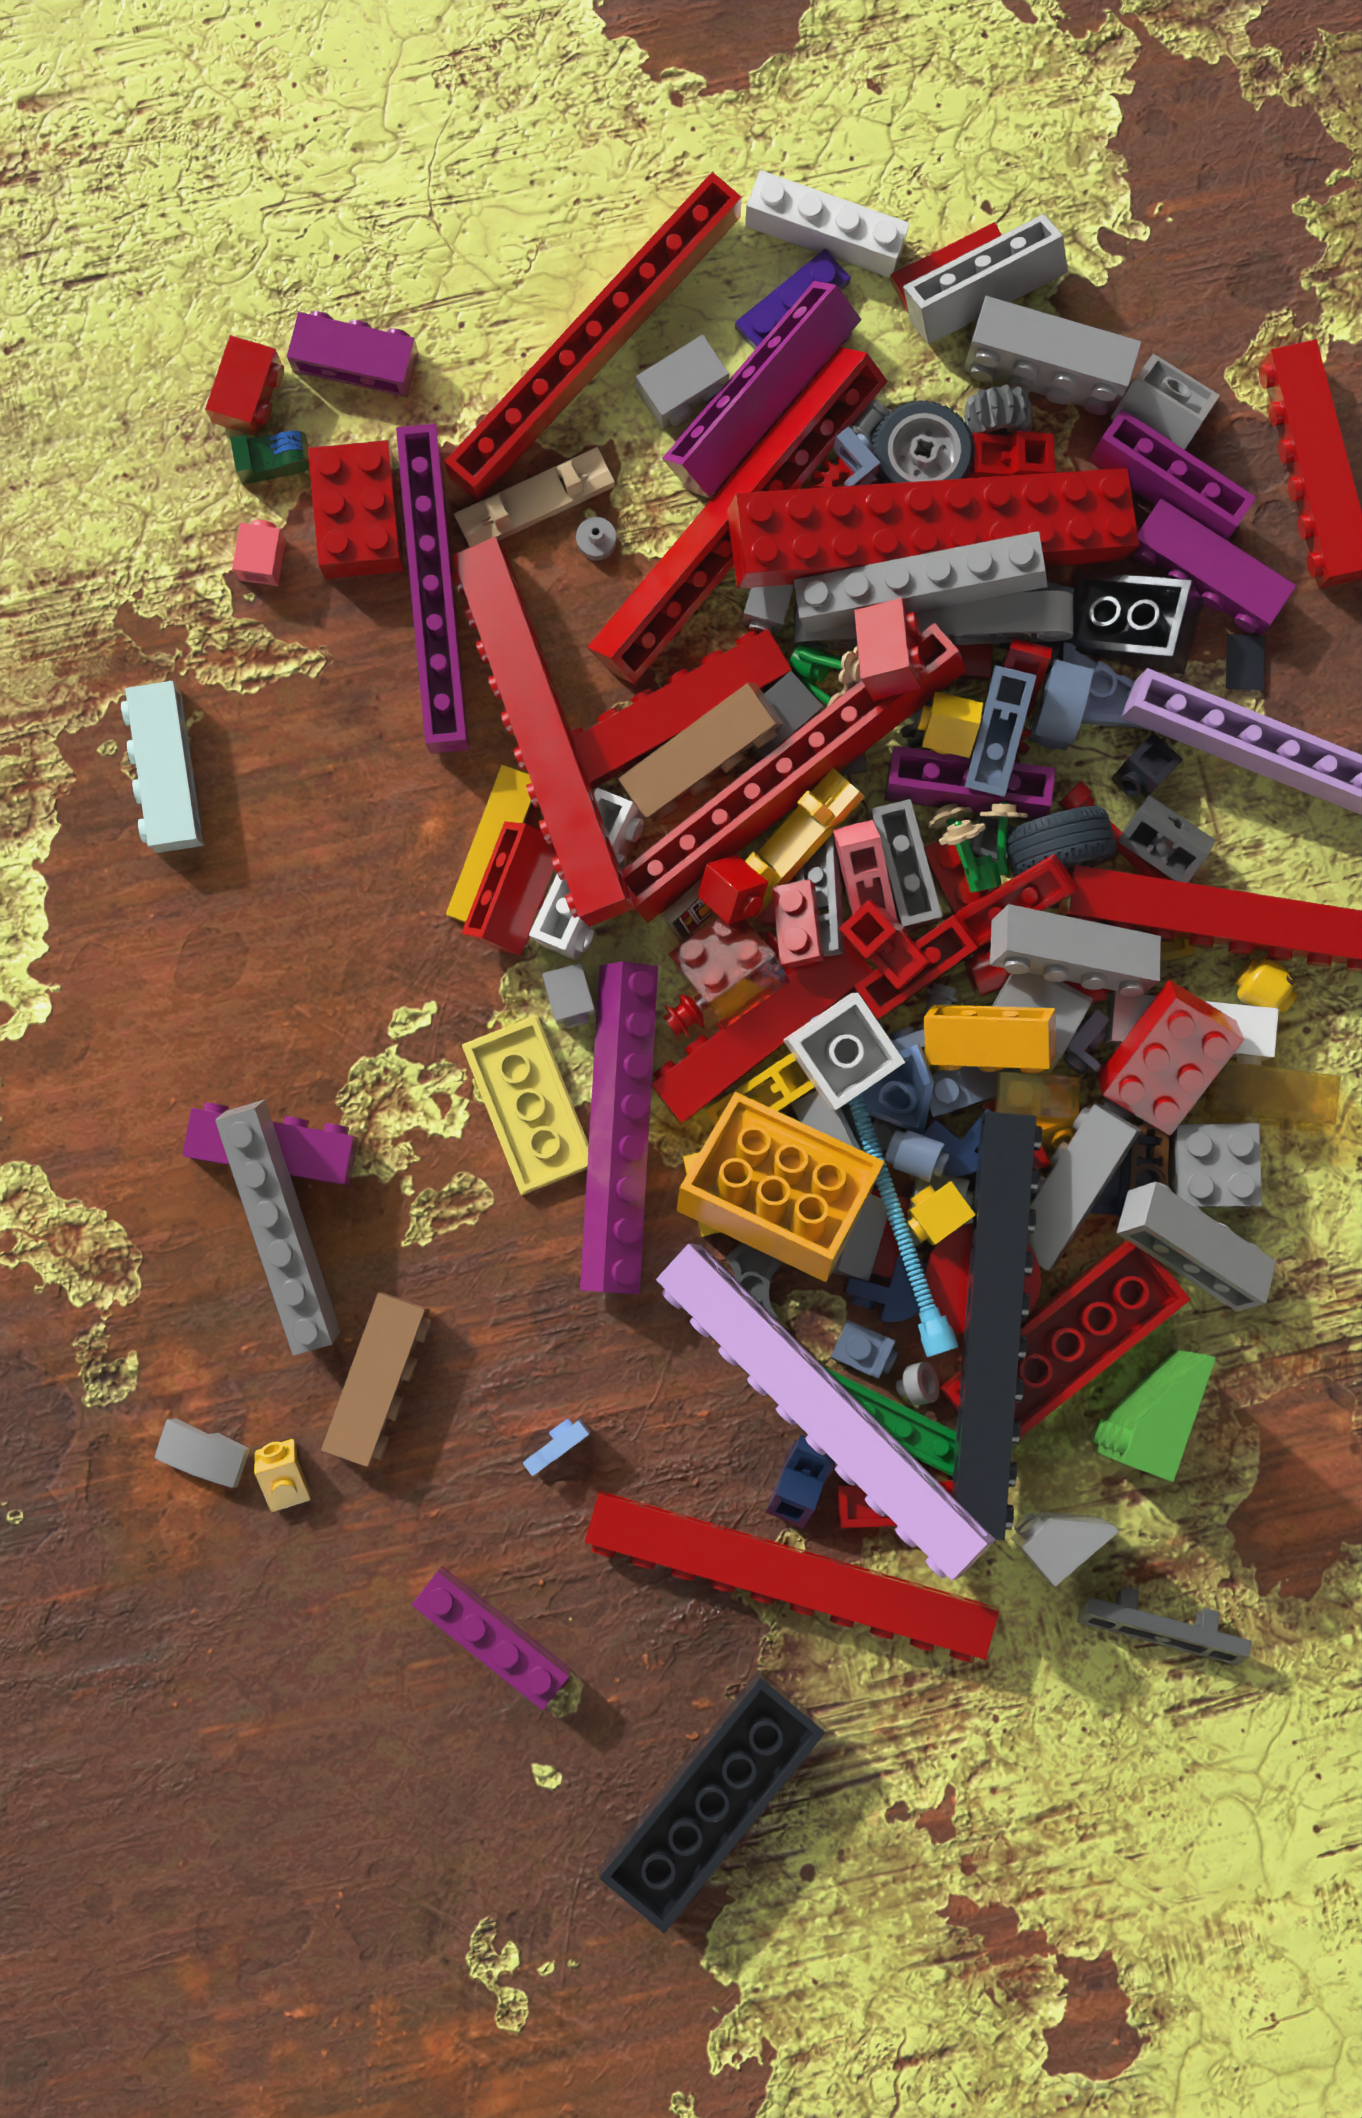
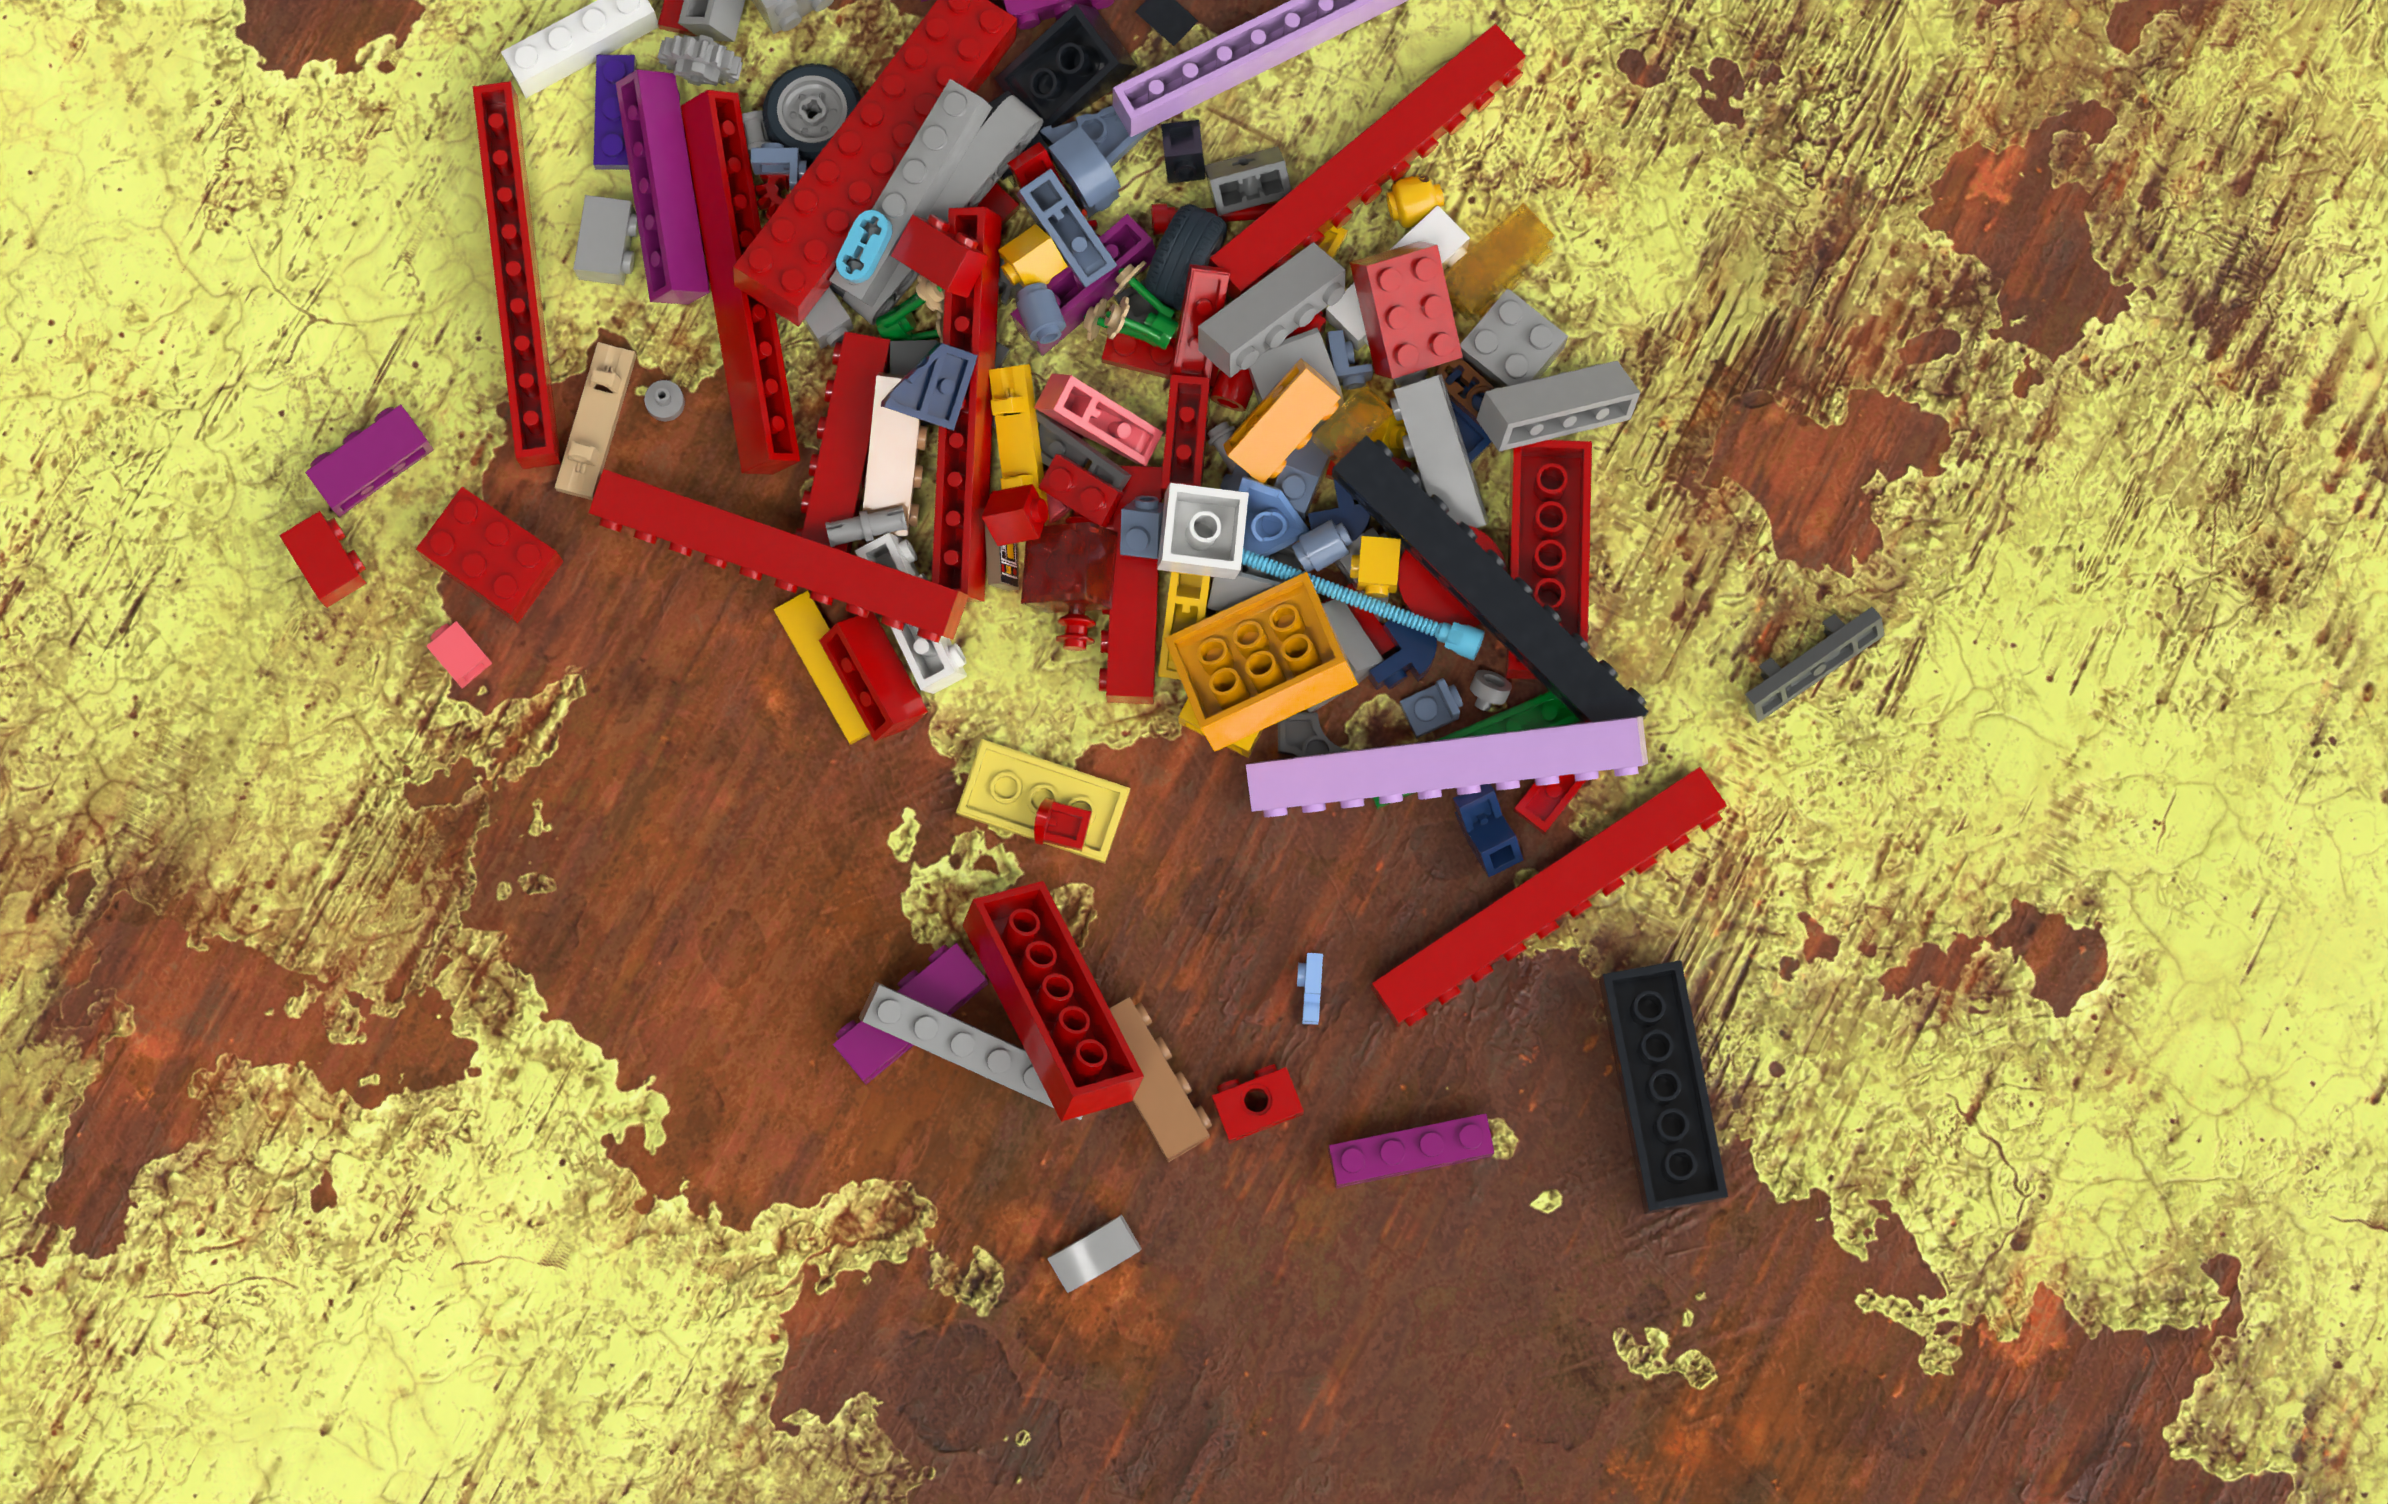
camera: 45 degrees left, 5 degrees down
(163, 767) = (556, 857): light aqua brick -> none
(270, 456) = (391, 585): dark green leg -> none
(281, 1475) = (1161, 1209): yellow bracket -> none
(363, 1255) = (1052, 1001): none -> red brick
(402, 1480) = (1239, 1120): none -> red brick
(432, 589) = (600, 548): magenta brick -> none
(519, 1136) = (1061, 825): none -> red tile
(569, 995) = (988, 702): light grey brick -> none
(619, 1128) = (1117, 746): magenta brick -> none
(623, 779) = (866, 526): none -> light grey pin
(777, 736) = (934, 387): none -> dark blue wing
(808, 997) = (1141, 527): none -> sand blue bracket
(839, 573) = (872, 250): none -> medium azure beam
(885, 943) = (1150, 438): red brick -> none
(888, 328) = (700, 60): none -> light grey gear
(906, 865) = (1109, 377): light grey brick -> none
(912, 769) = (1040, 313): none -> sand blue brick
(999, 411) = (831, 35): dark grey gear -> none
(1013, 454) = (872, 50): red brick -> none
(1060, 1541) = (1686, 683): light grey slope -> none
(1156, 1415) = (1655, 537): bright green slope -> none

